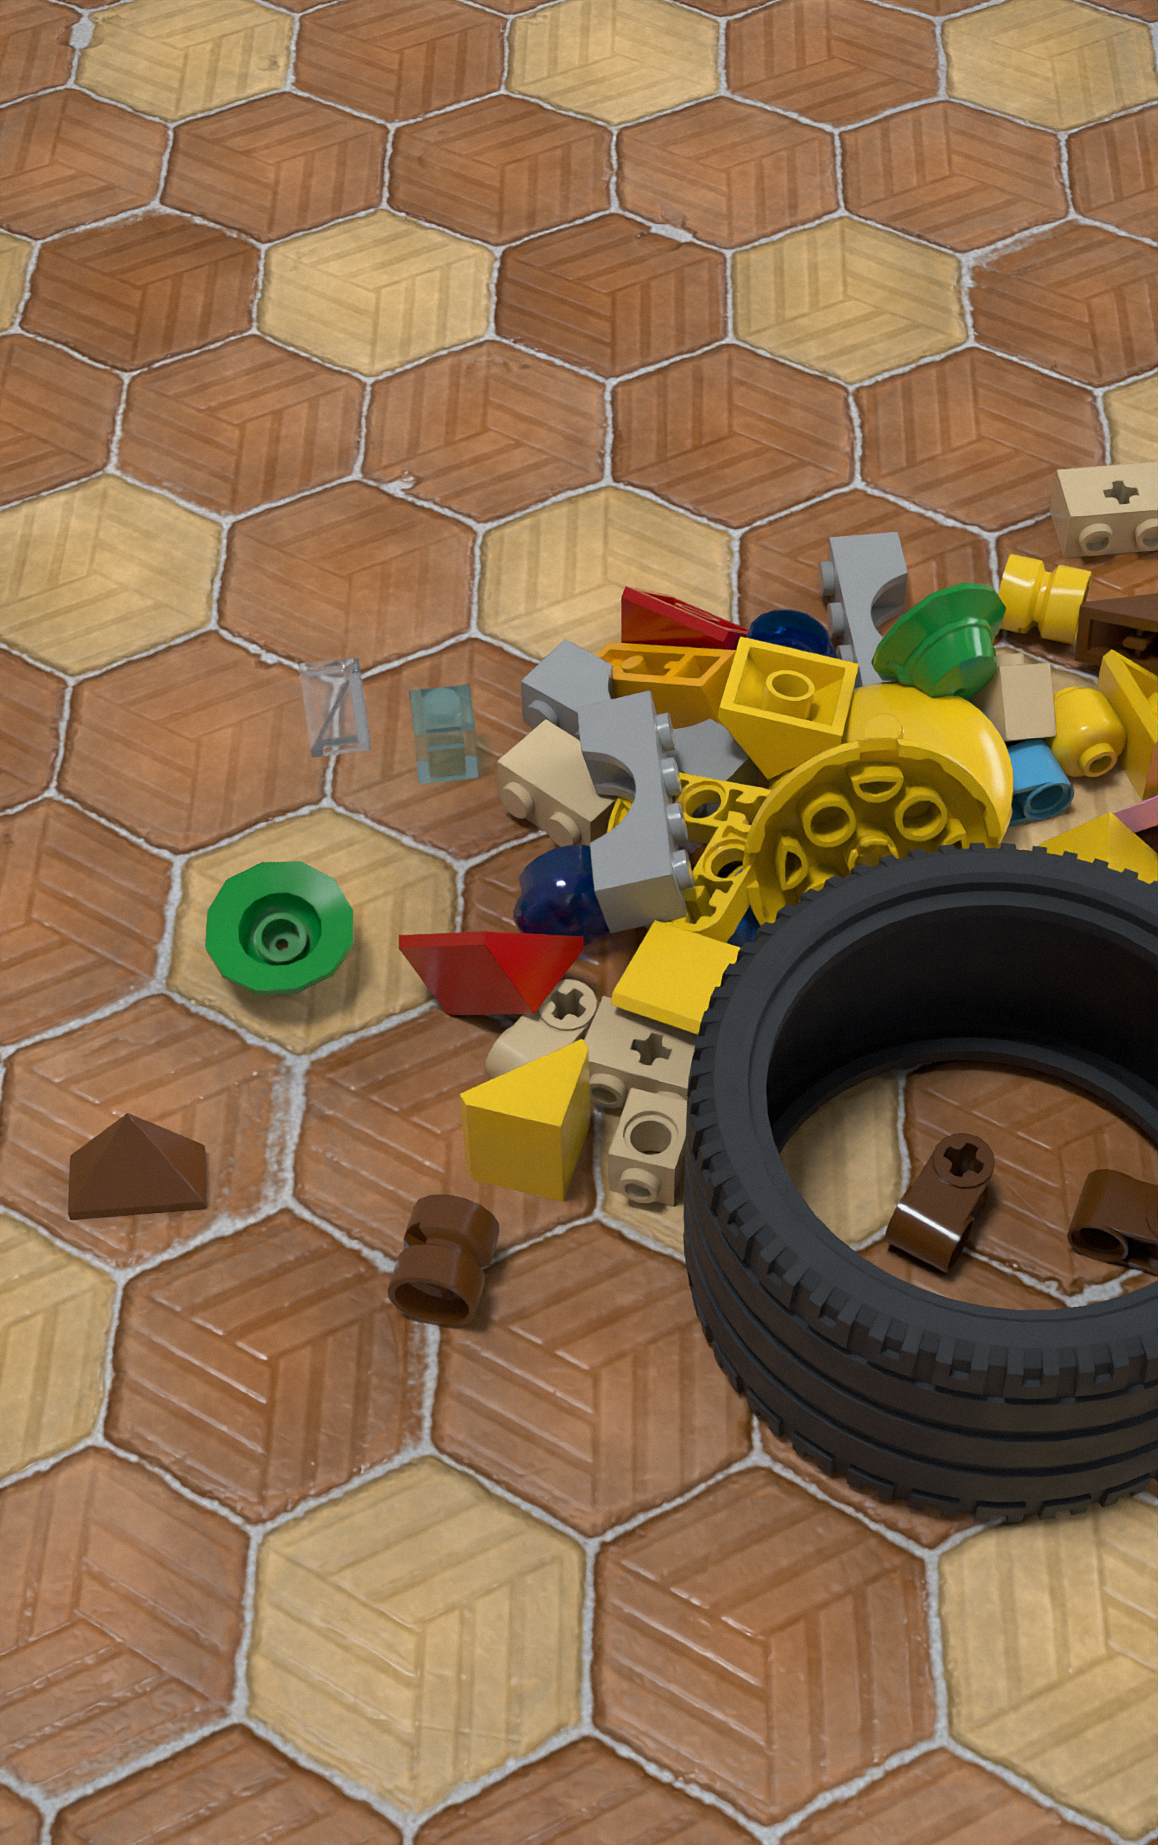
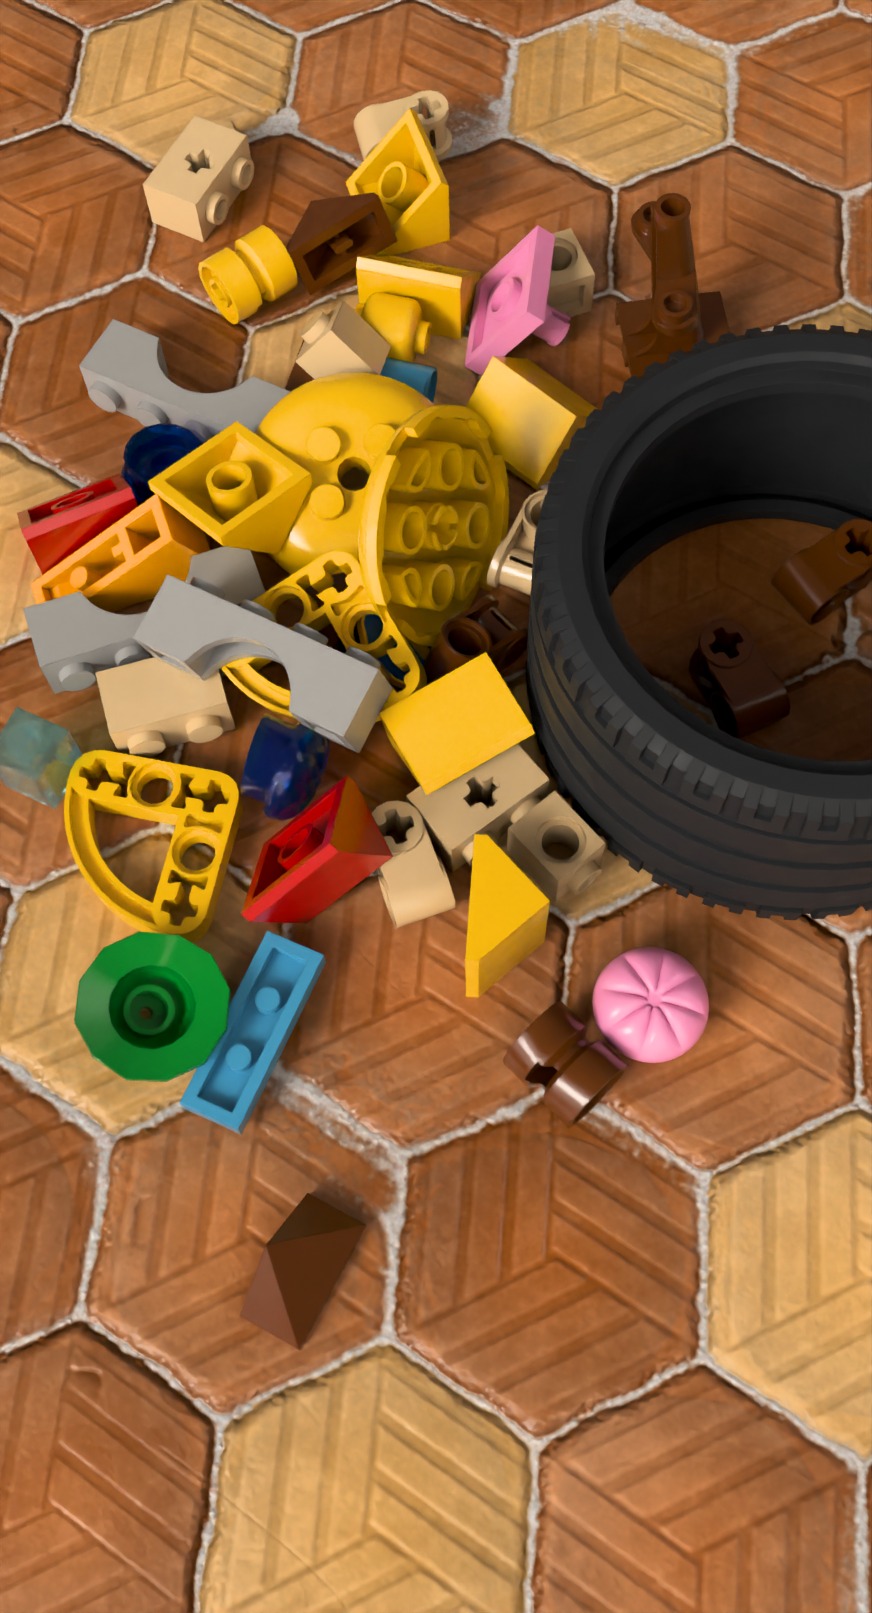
camera: 55 degrees left, 15 degrees up
(316, 1023) = (256, 1034): none -> dark azure plate
(472, 877) = (192, 827): none -> yellow beam
(549, 1298) = (650, 1004): none -> bright pink piece
(944, 642) = (293, 351): green hat -> none

